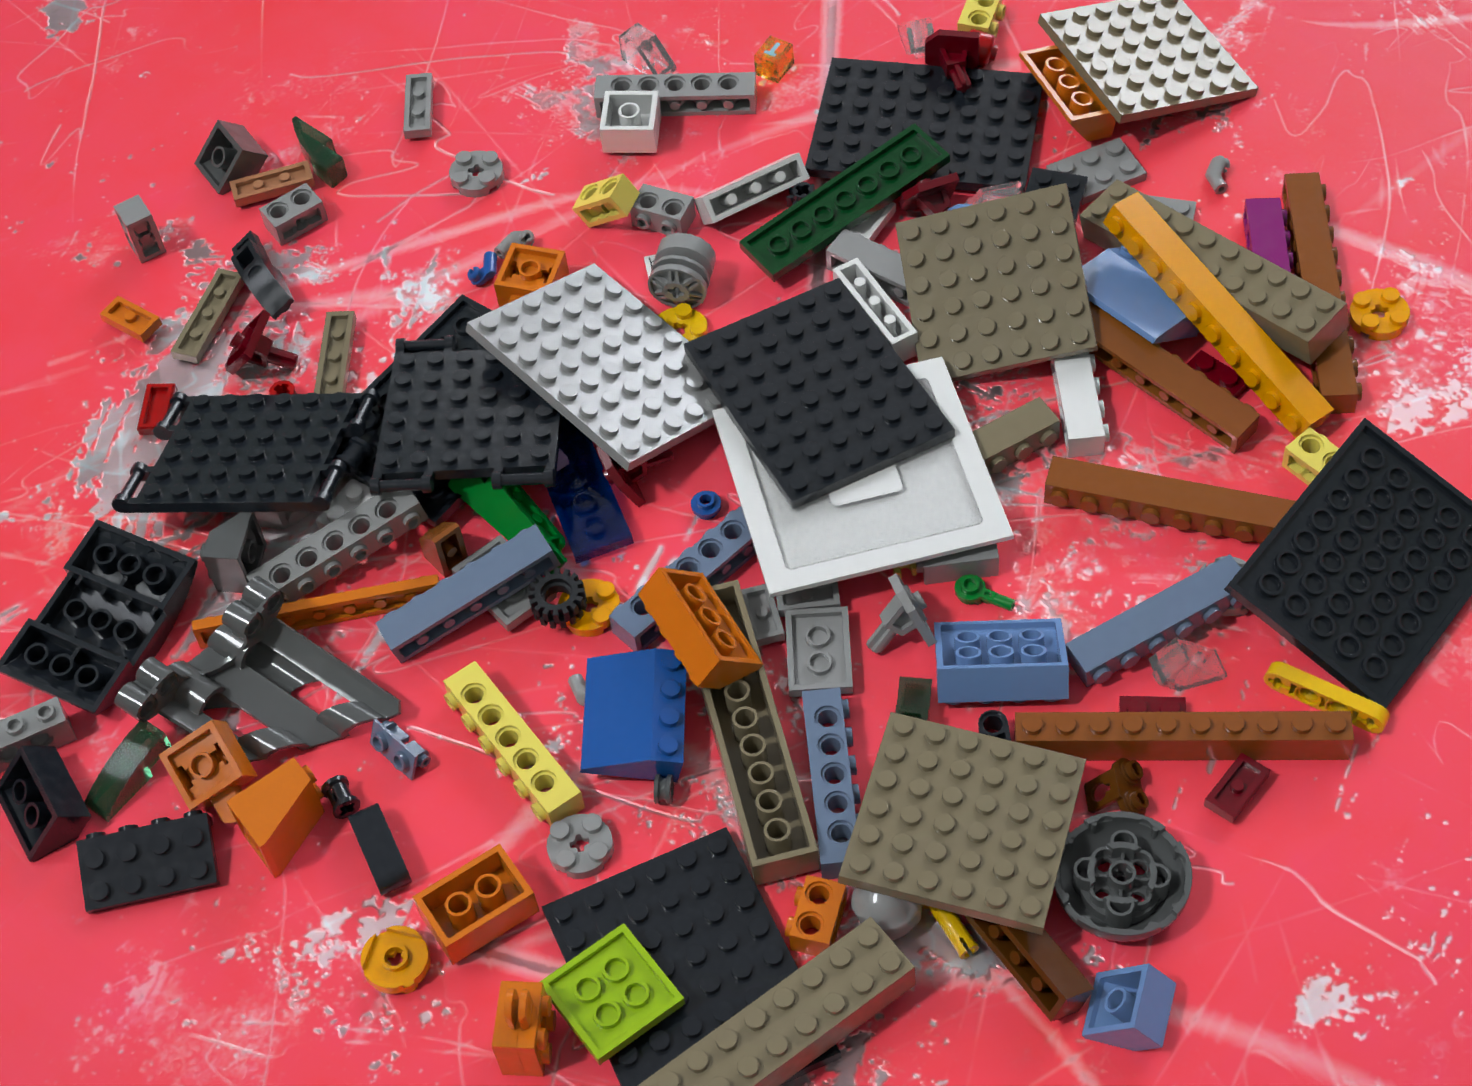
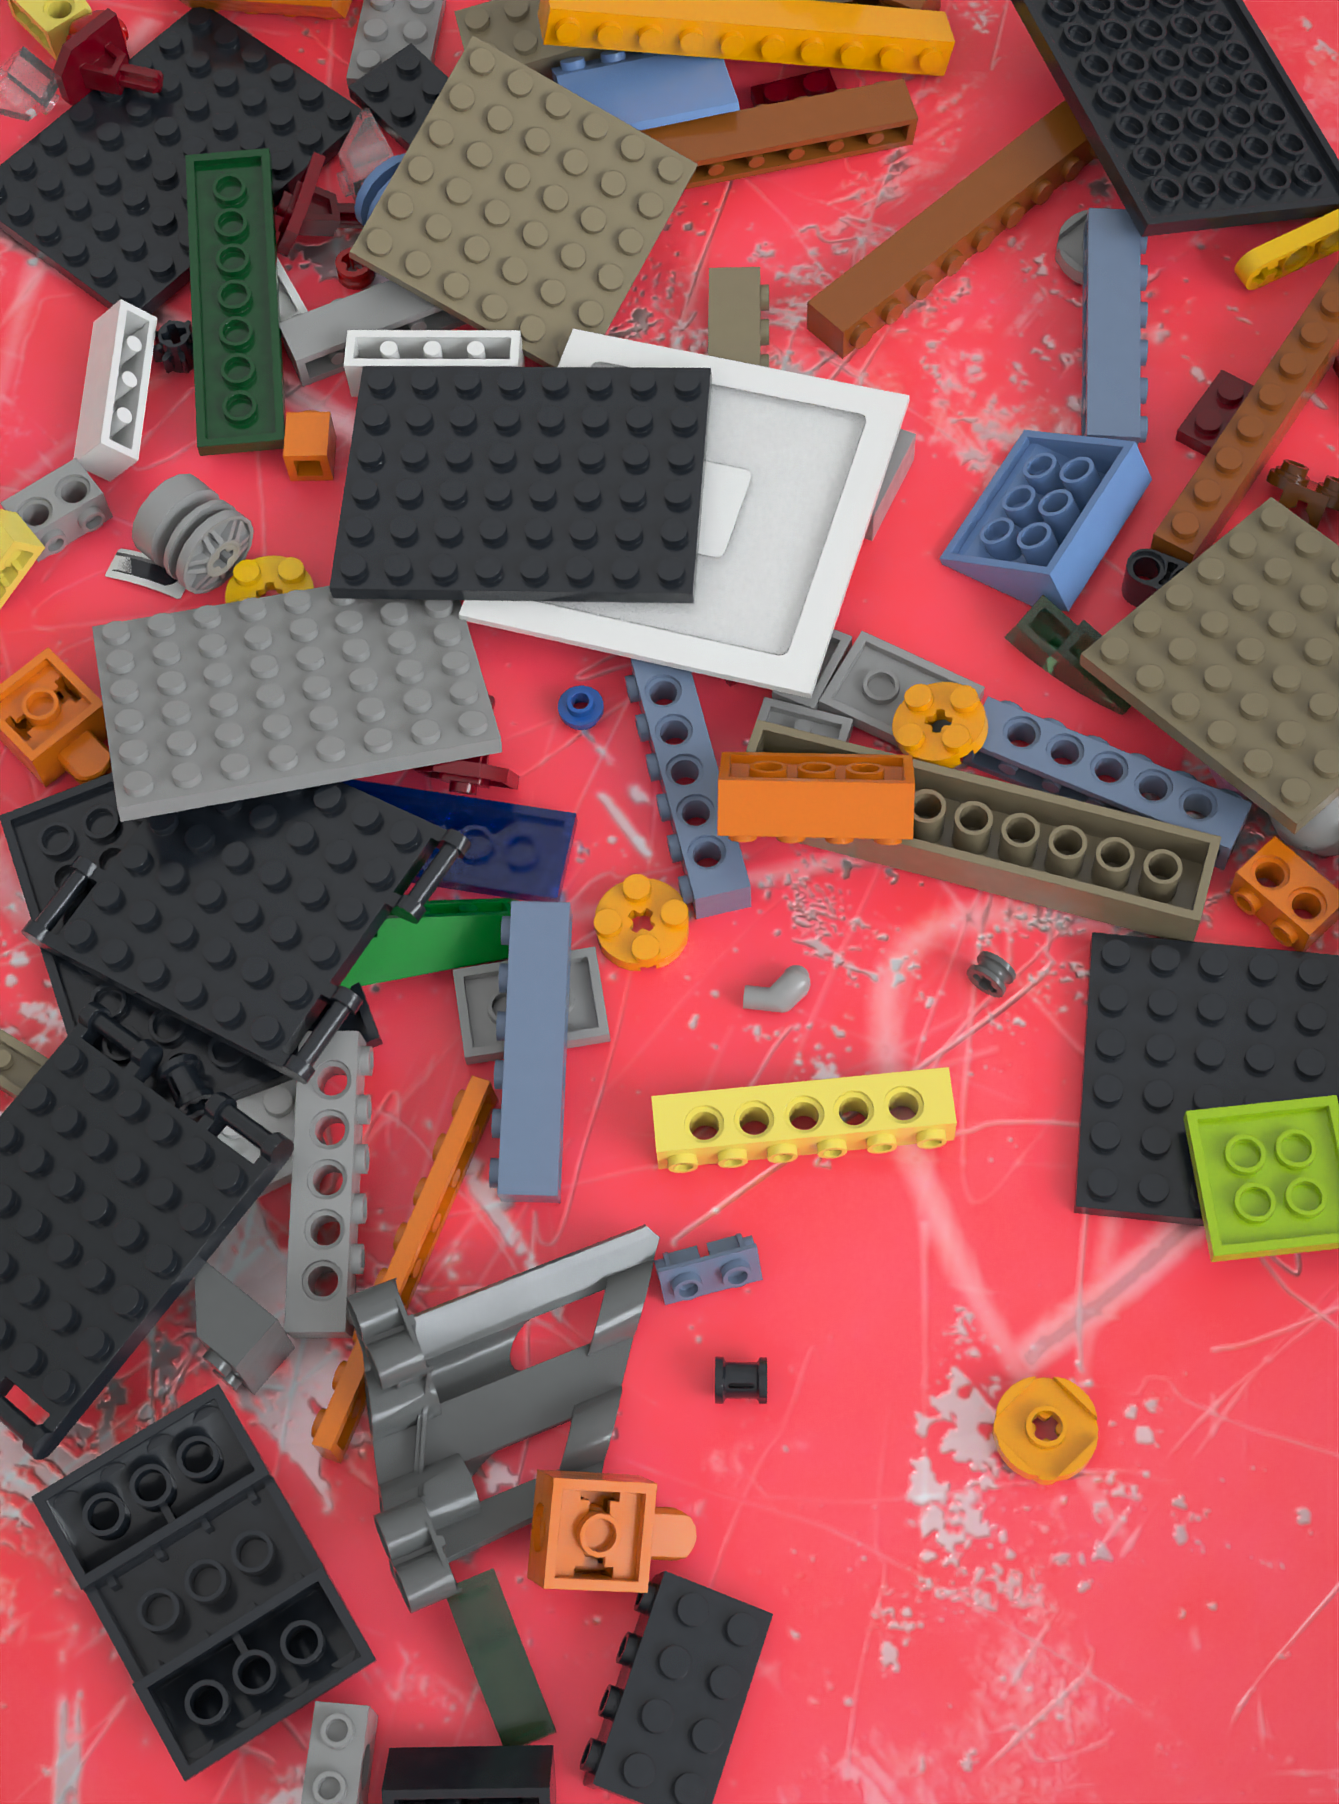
camera: 60 degrees left, 10 degrees up
(278, 813) = (736, 1474): orange slope -> none
(379, 849) = (859, 1367): black beam -> none
(444, 547) = (421, 1047): dark orange slope -> none
(476, 903) = (1035, 1280): orange brick -> none
(523, 1028) = (1266, 1308): orange brick -> none
(553, 584) = (614, 921): black tyre -> none
(576, 828) = (1013, 1089): light grey plate -> none
(634, 715) = (866, 945): blue slope -> none
(781, 286) = (309, 446): none -> orange brick
(809, 658) = (936, 702): none -> light orange plate
(900, 617) = (929, 568): light grey piece -> none
(972, 590) = (923, 494): green plate -> none
(1079, 405) = (729, 236): white brick -> none
(1186, 665) = (1183, 347): clear slope -> none
(1308, 455) = (997, 72): light yellow brick -> none

